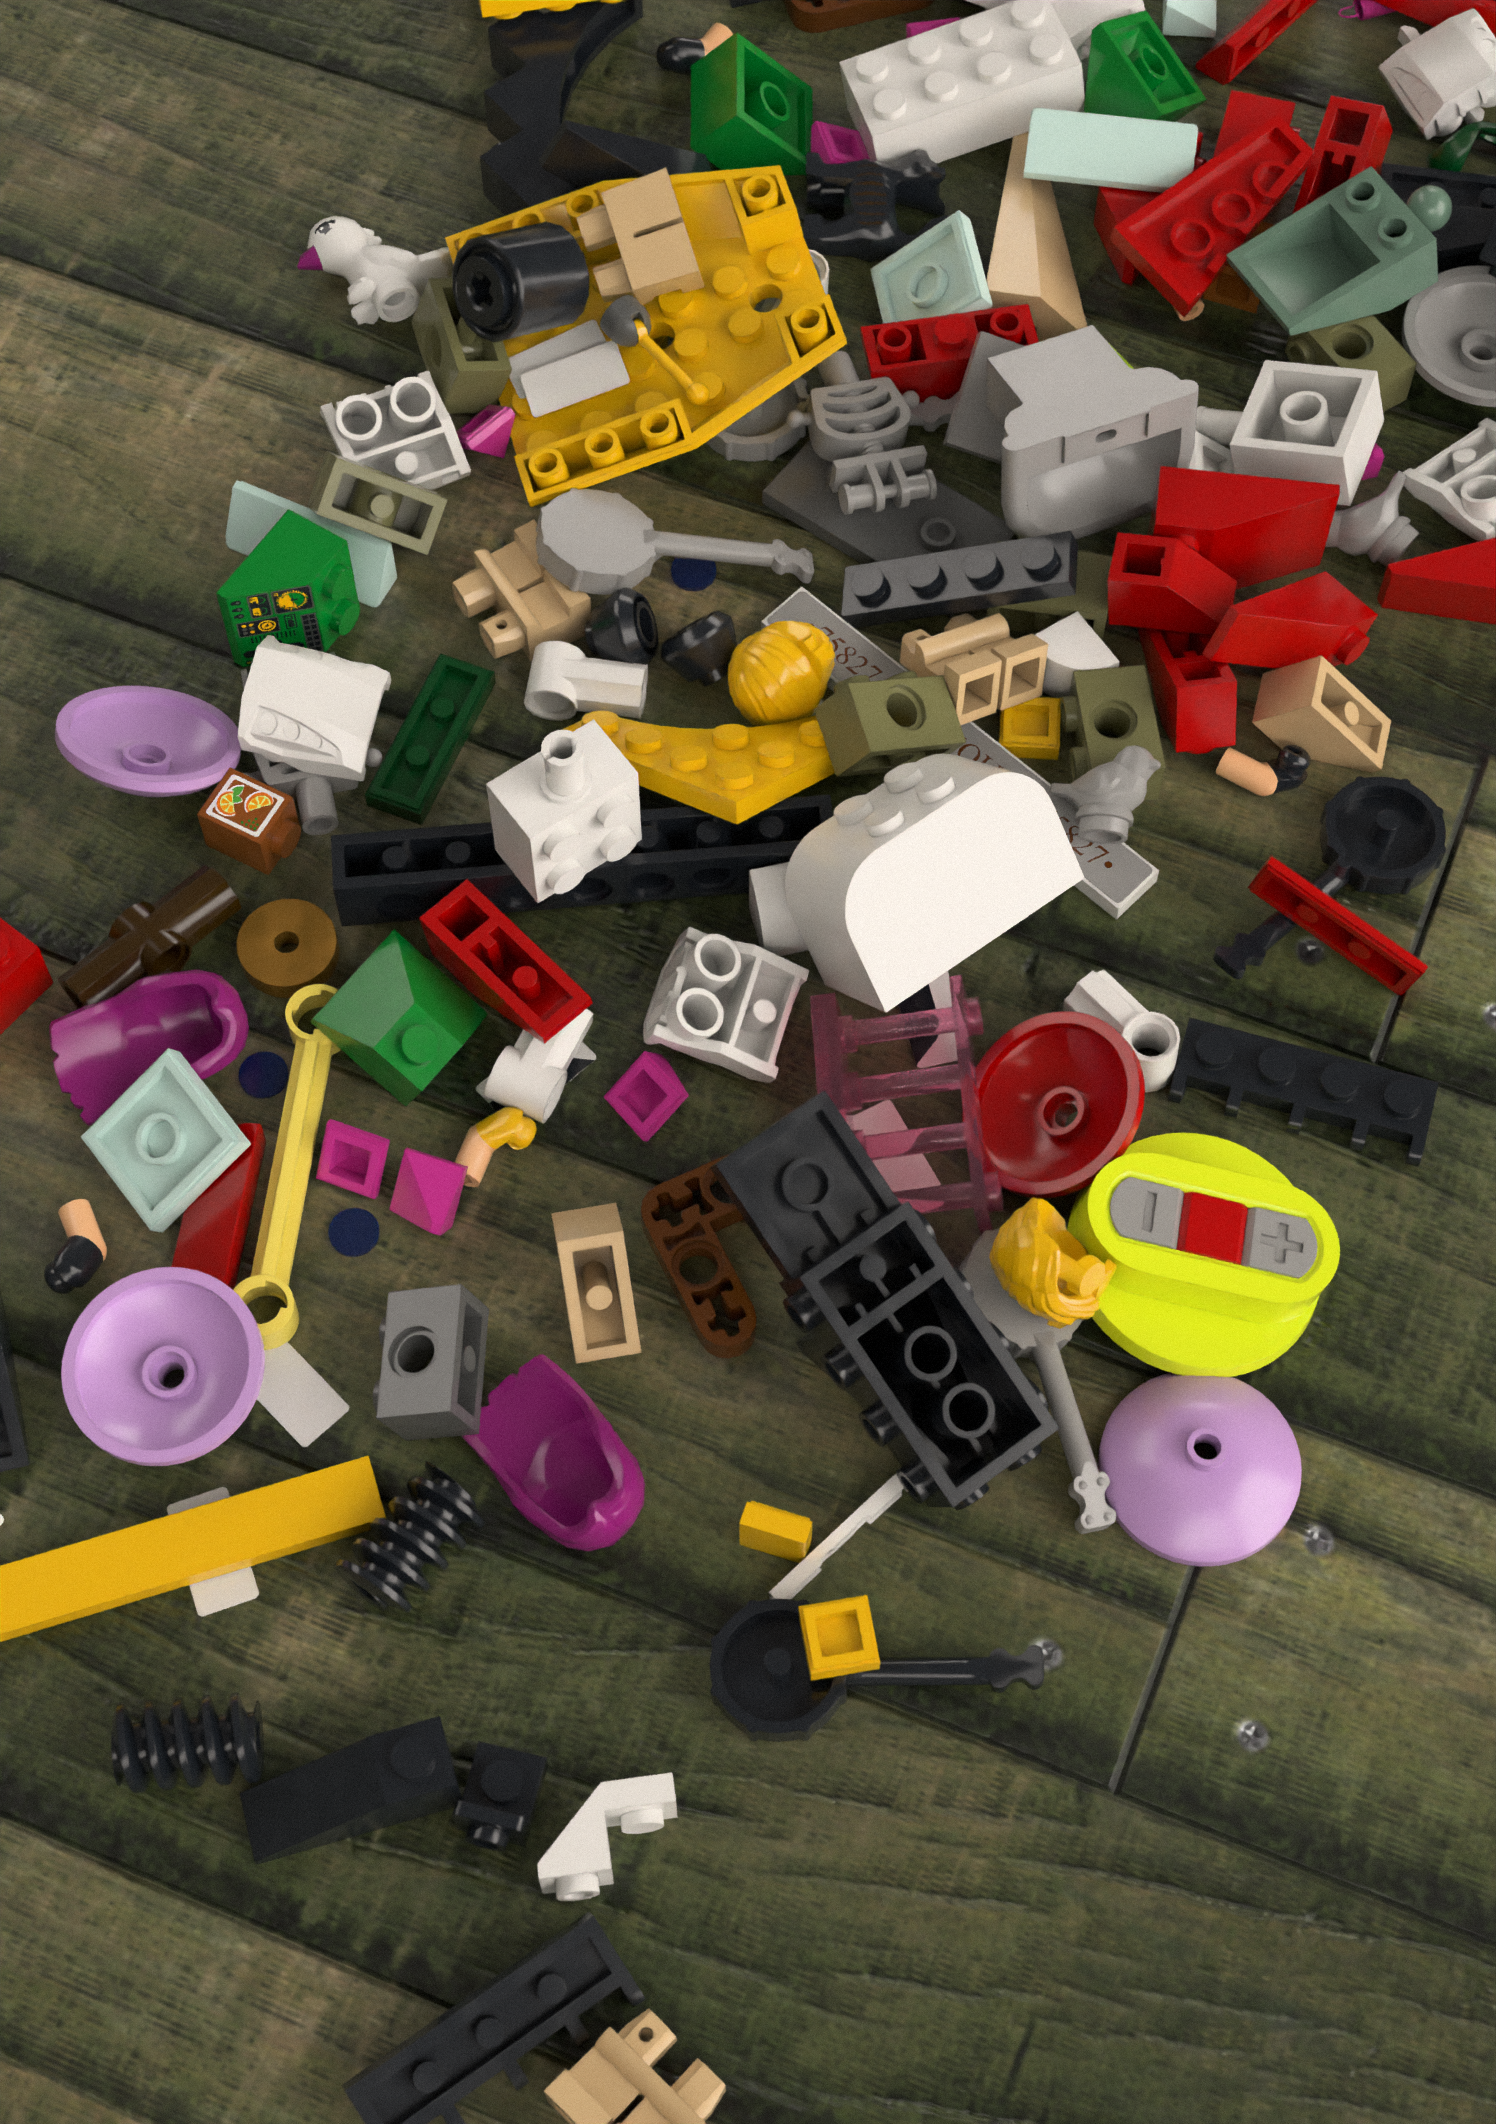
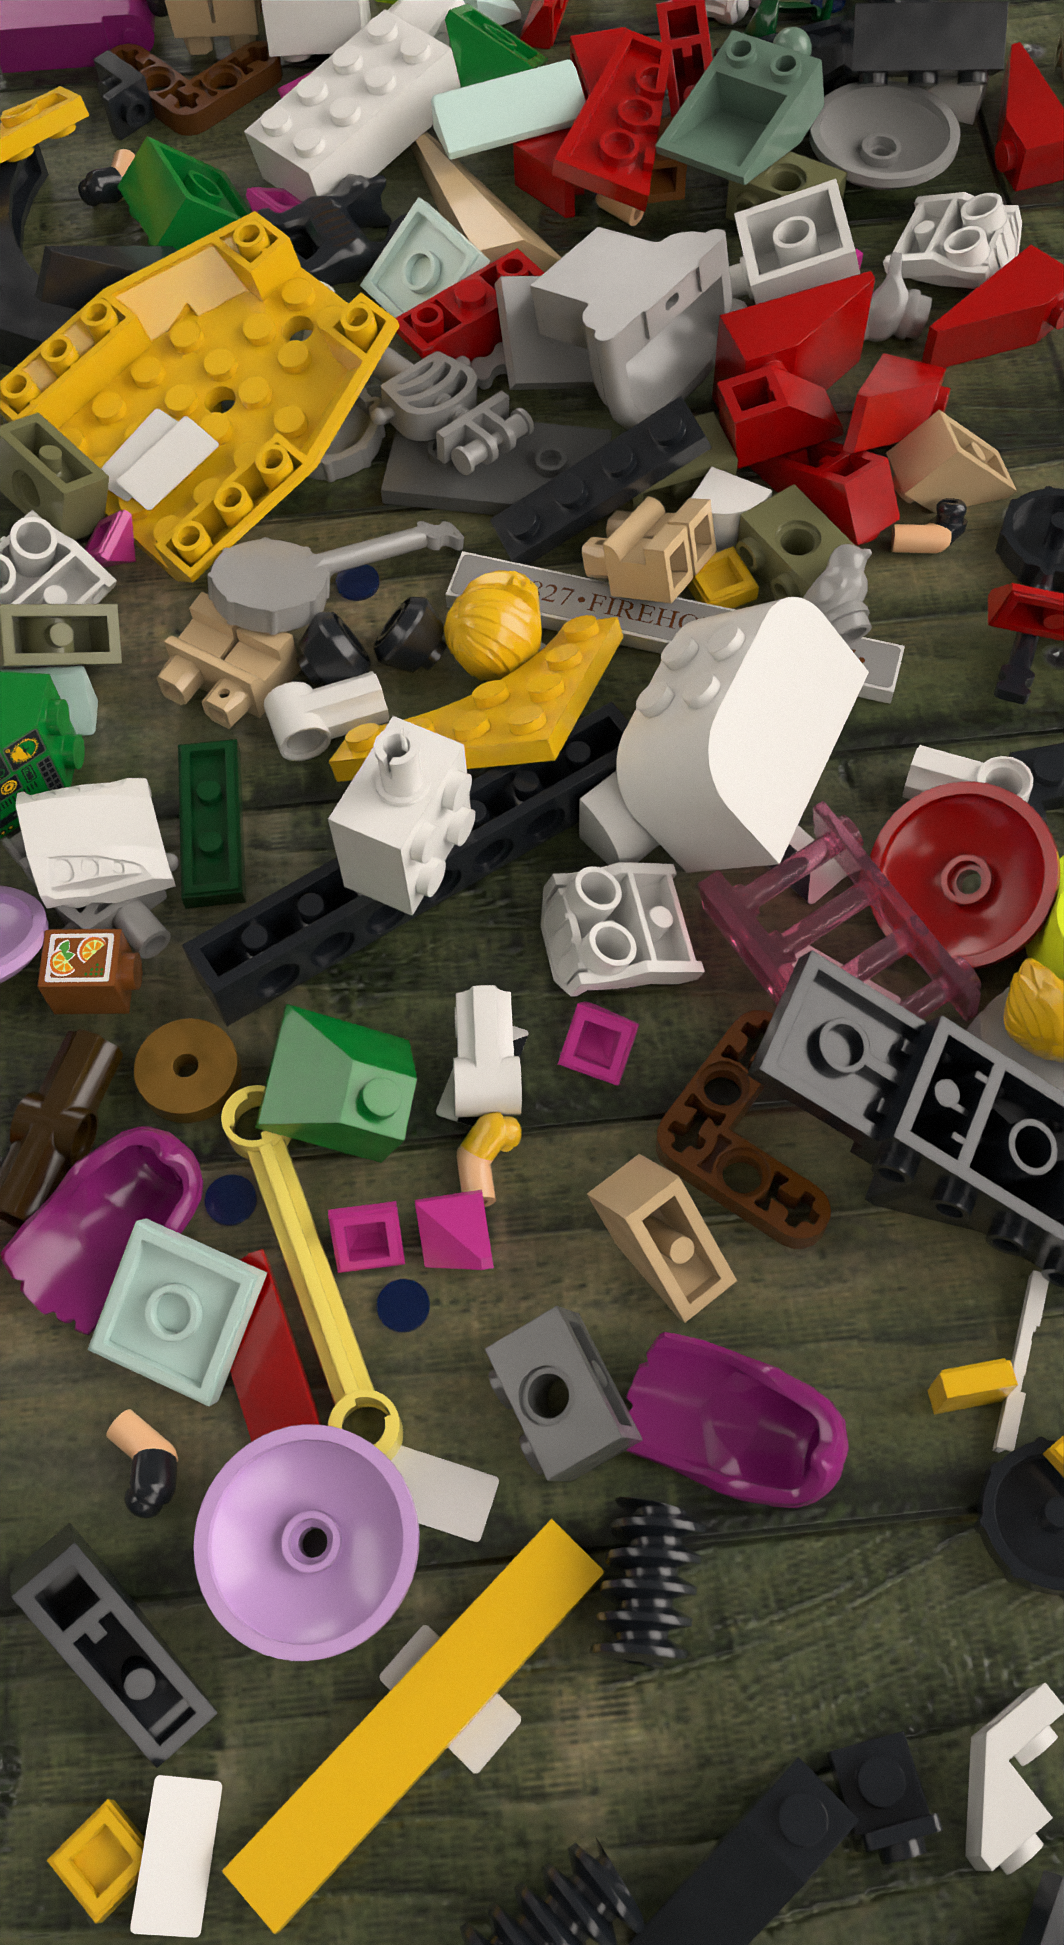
camera: 25 degrees left, 0 degrees up
(501, 963) = (409, 987): red slope -> none
(520, 281) = (79, 393): black piece -> none
(630, 324) = (194, 395): hinge -> none
(650, 237) = (175, 312): tan hips -> none
(888, 722) = (622, 620): olive brick -> none

